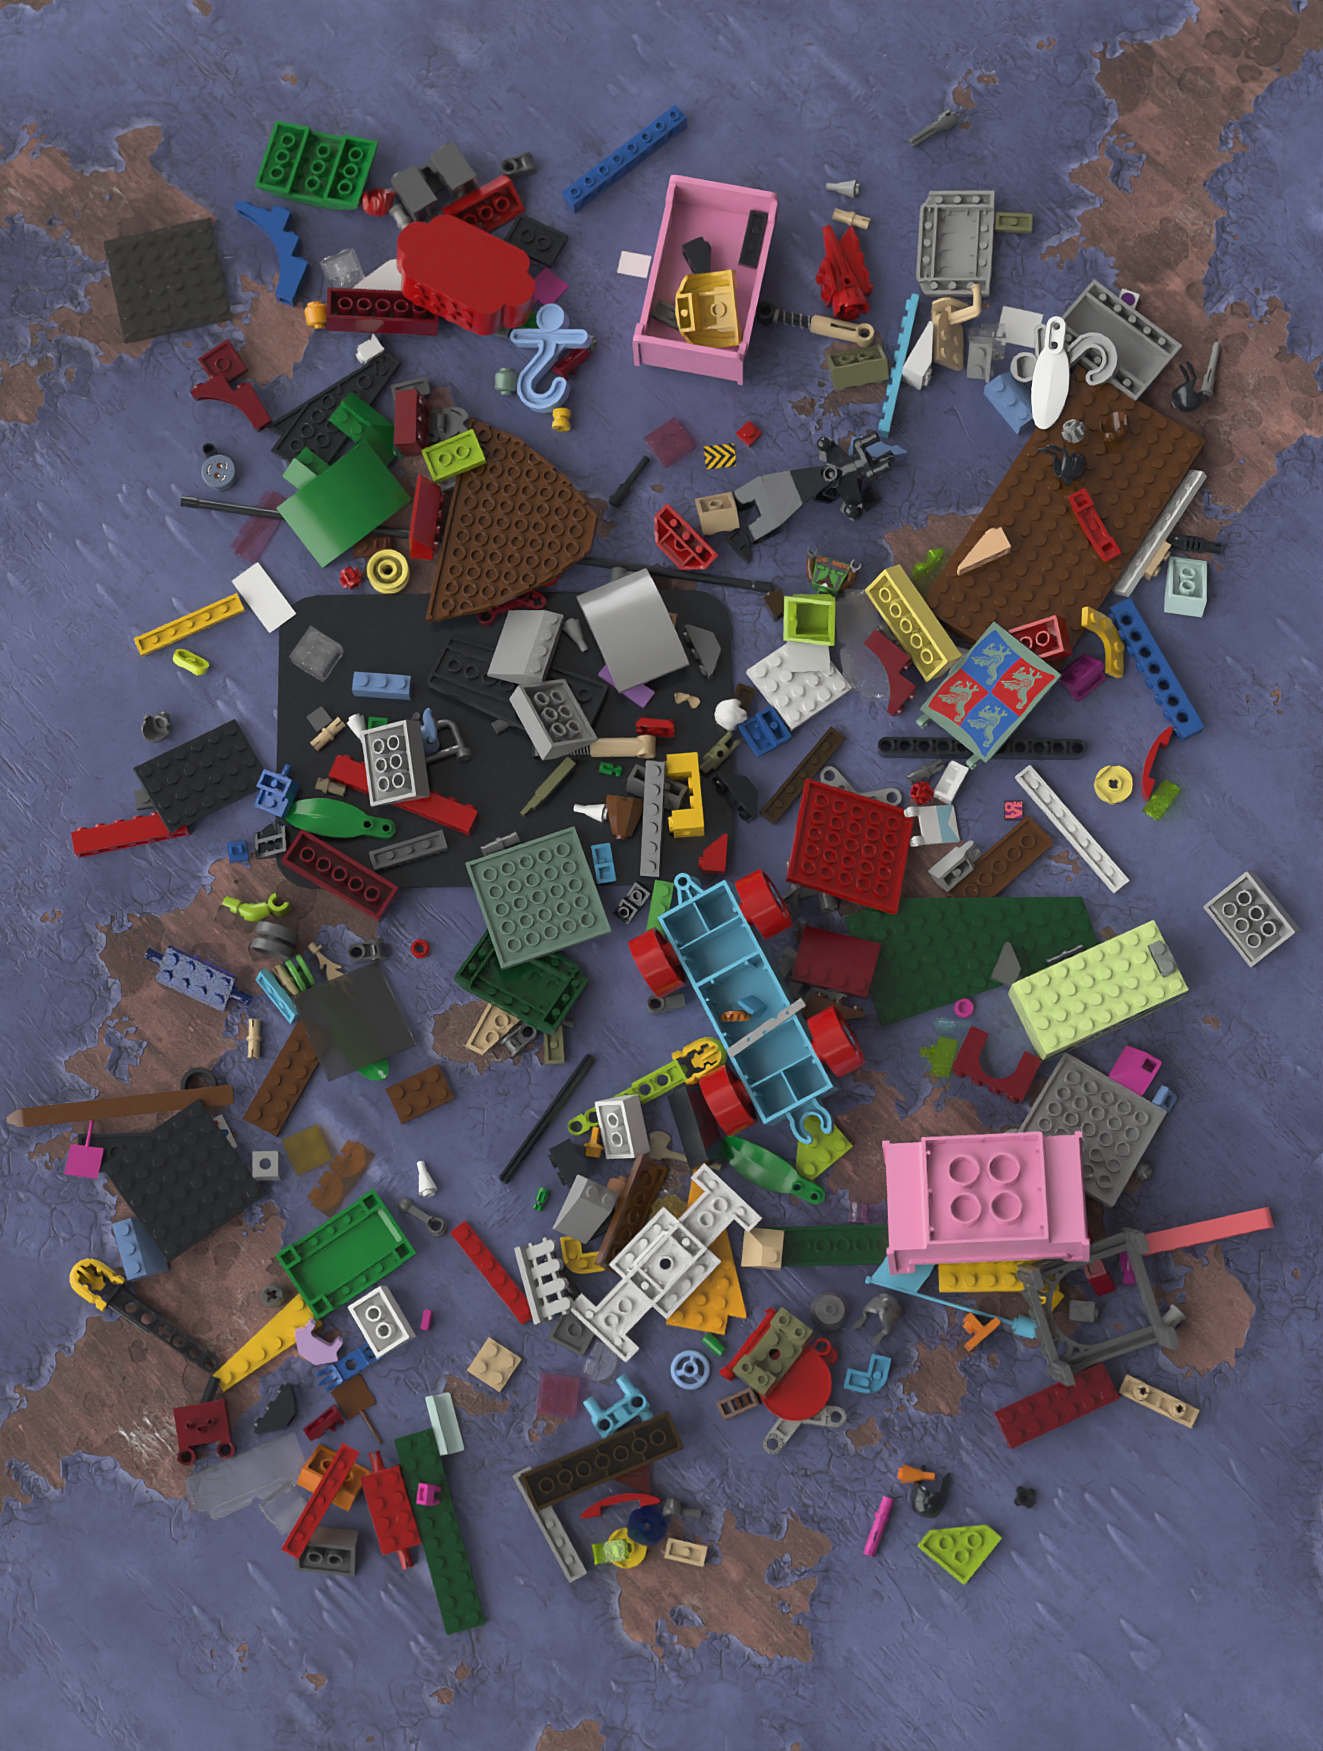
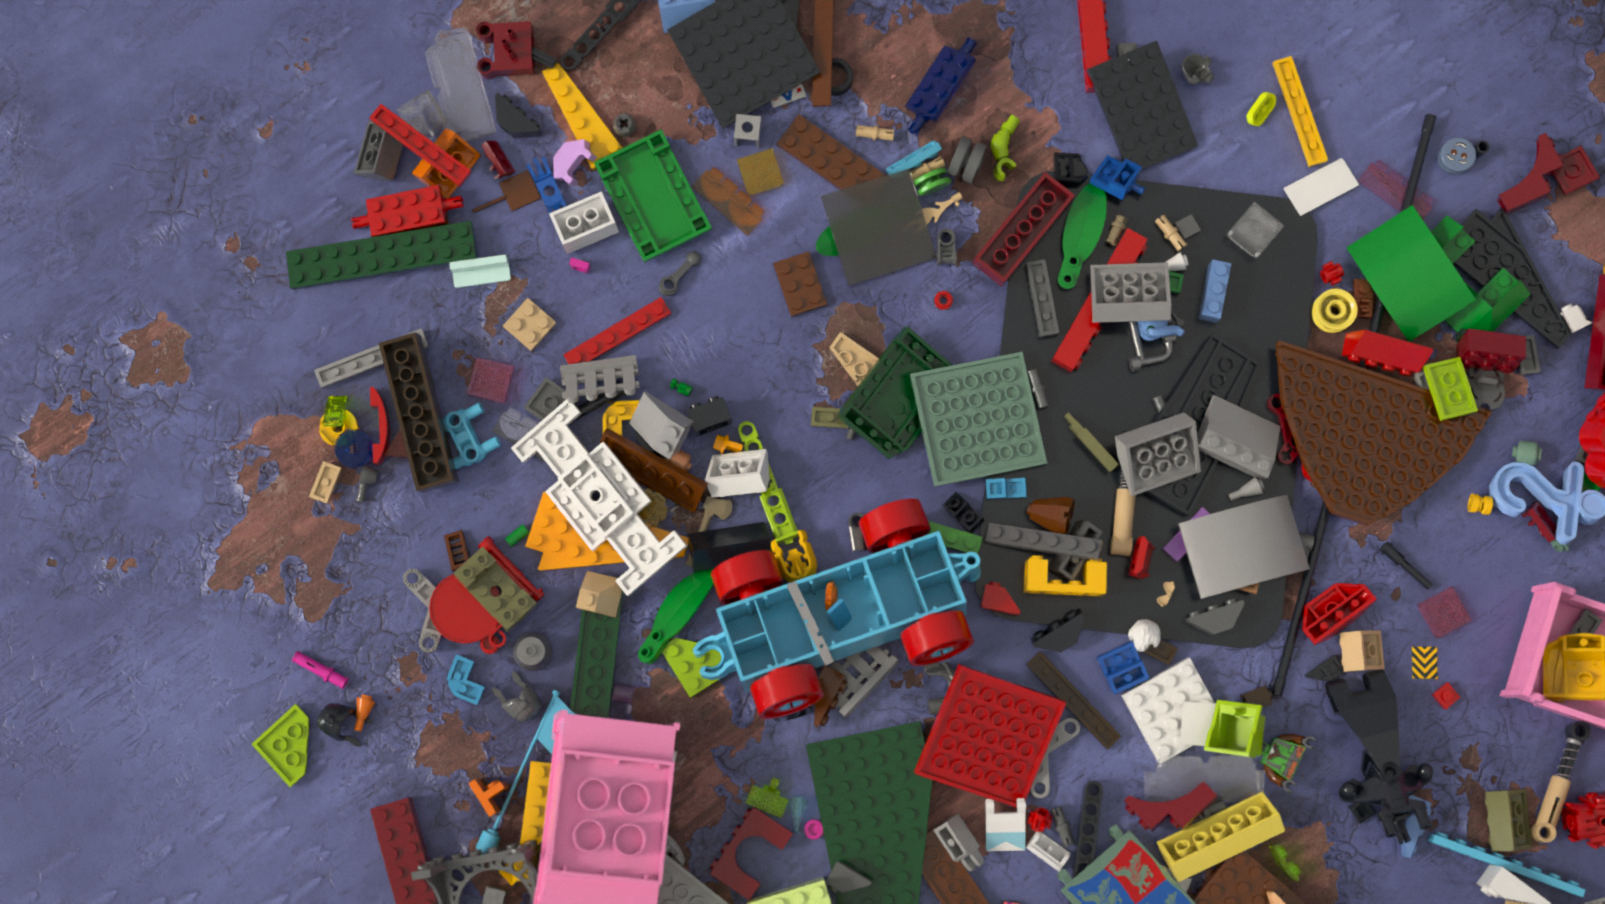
camera: 90 degrees right, 5 degrees up
(238, 851) = (1062, 136): blue tile -> none
(426, 1185) = (710, 279): white cone -> none
(426, 1494) = (412, 243): dark pink tile -> none
(519, 1039) = (838, 383): dark grey piece -> none
(546, 1118) = (759, 402): black axle -> none
(597, 811) = (1059, 488): white cone -> none
(608, 768) = (1102, 506): green piece -> none
(676, 1373) = (495, 497): light blue piece -> none
(711, 758) = (1098, 610): olive hinge -> none
(835, 962) = (873, 705): dark red slope -> none
(1019, 1498) = (320, 818): black plate -> none

